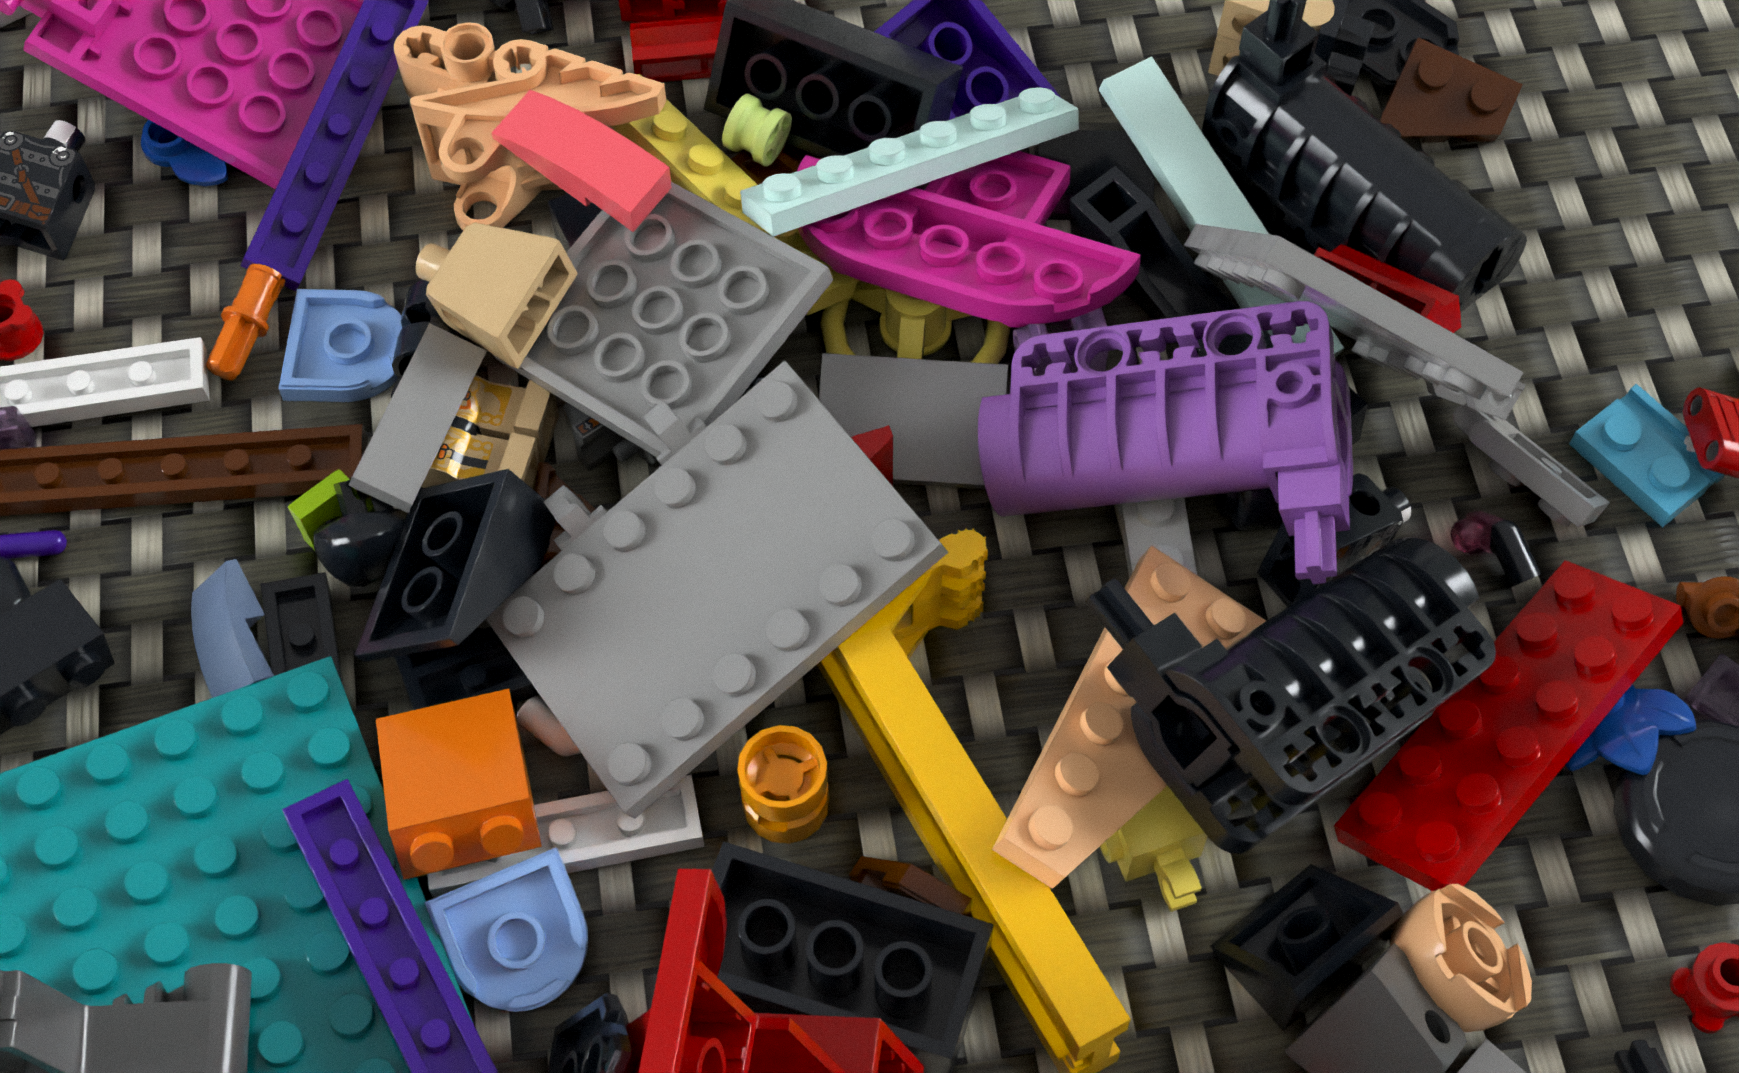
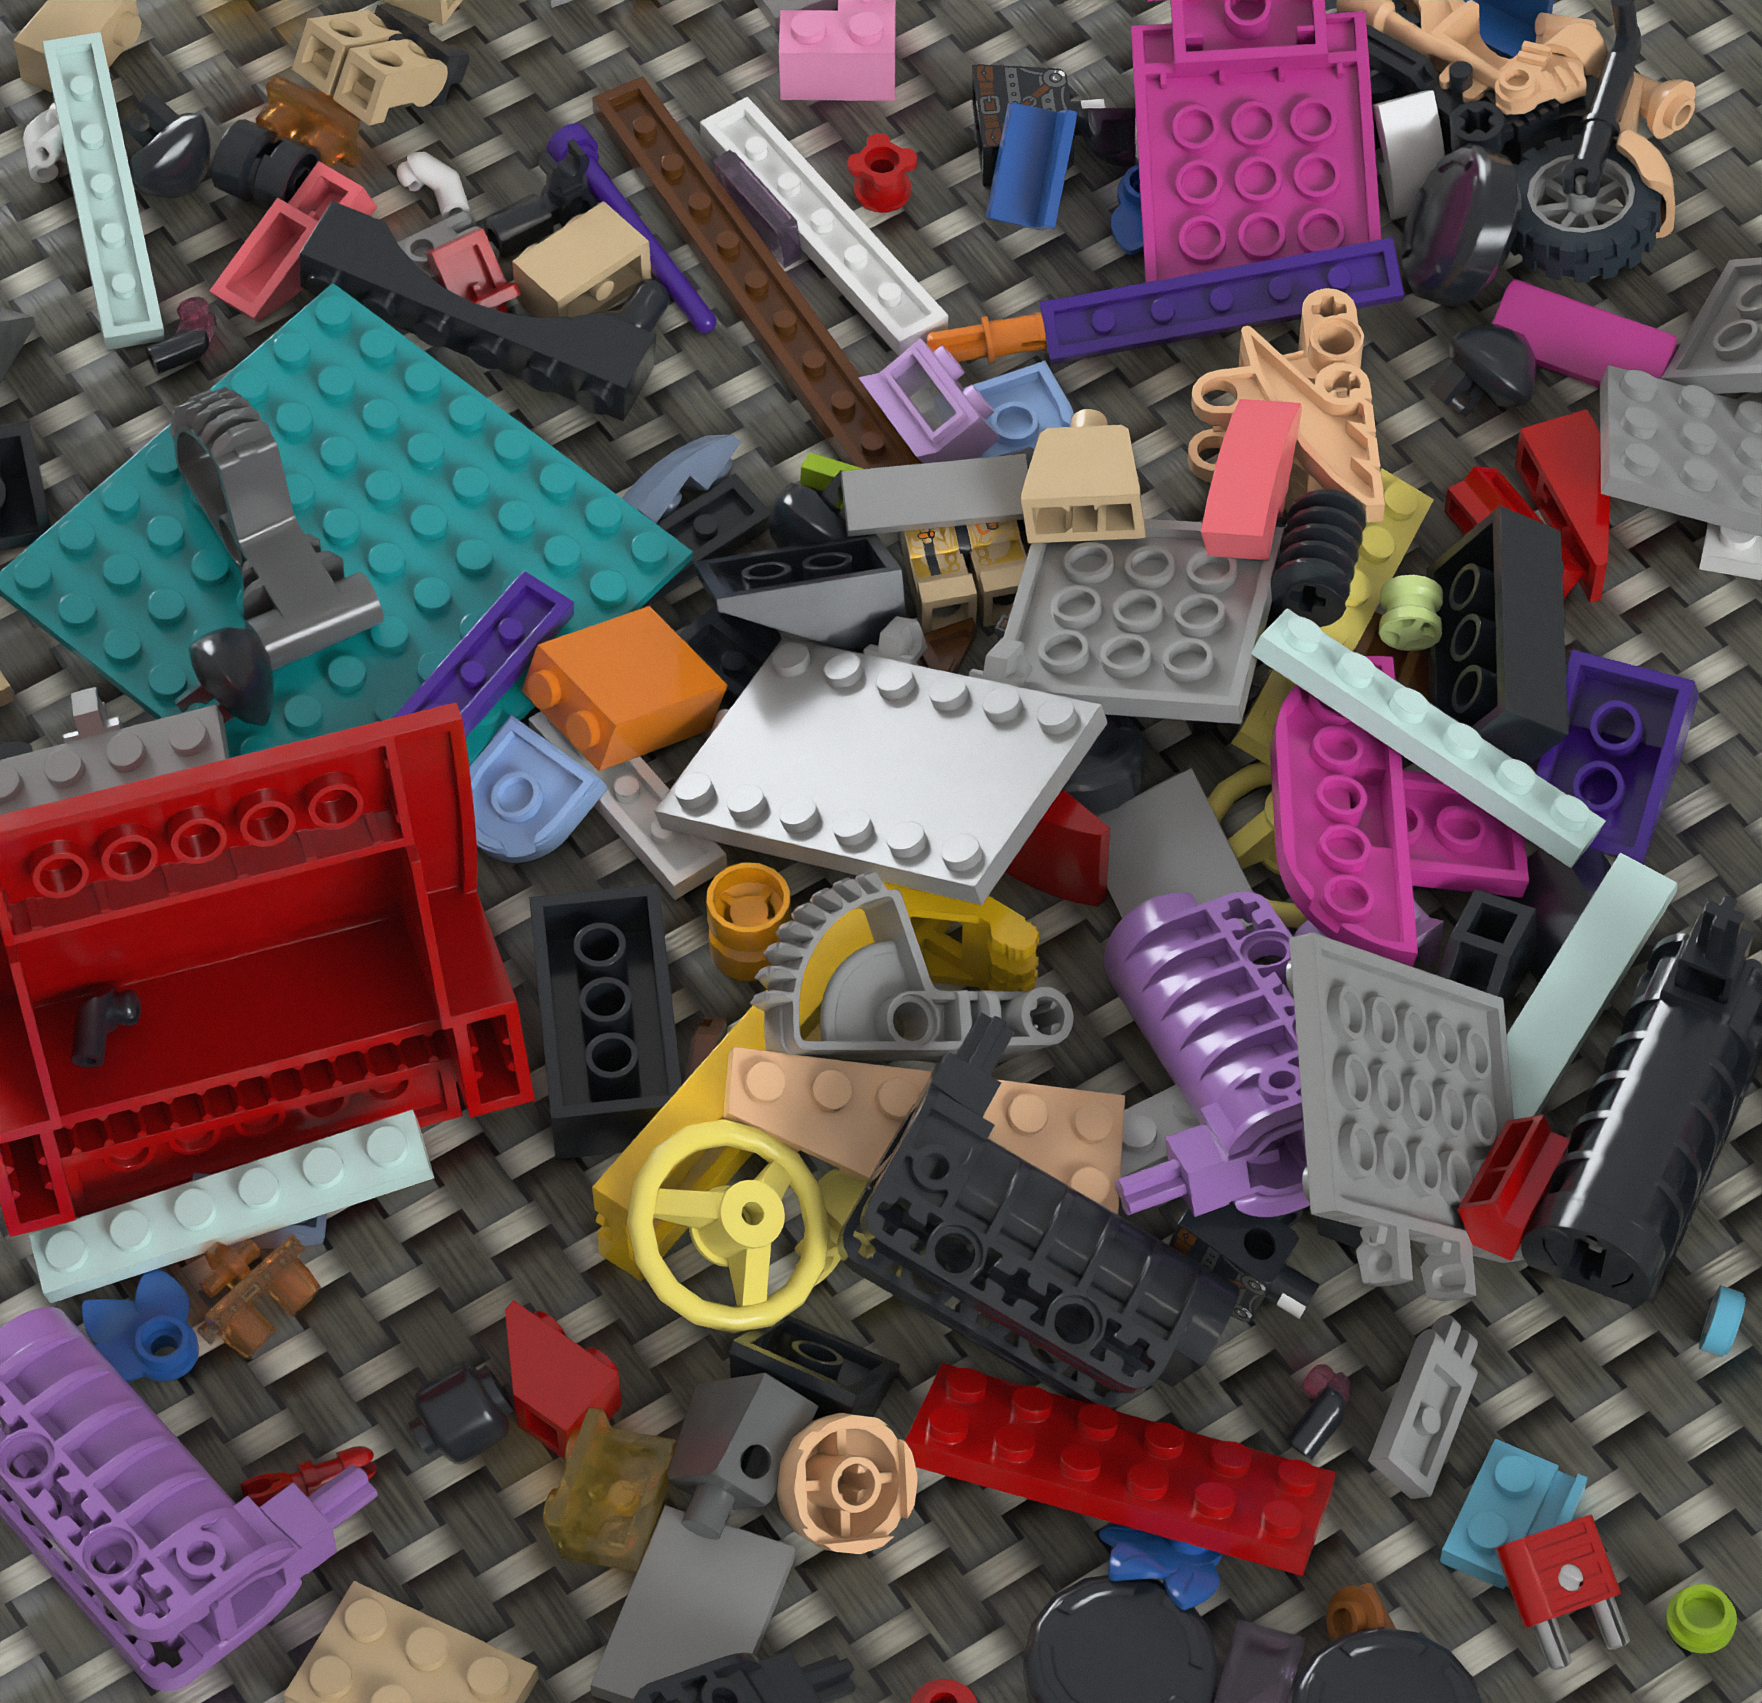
camera: 65 degrees right, 5 degrees down
(95, 133) = (1109, 134): none -> black tile
(97, 195) = (1031, 166): none -> blue panel
(300, 387) = (931, 406): none -> lavender window
(696, 154) = (1318, 556): none -> black piece
(996, 677) = (886, 981): none -> light grey arm
(1176, 921) = (730, 1226): none -> light yellow piece
(1536, 225) = (1722, 1321): none -> medium azure tile

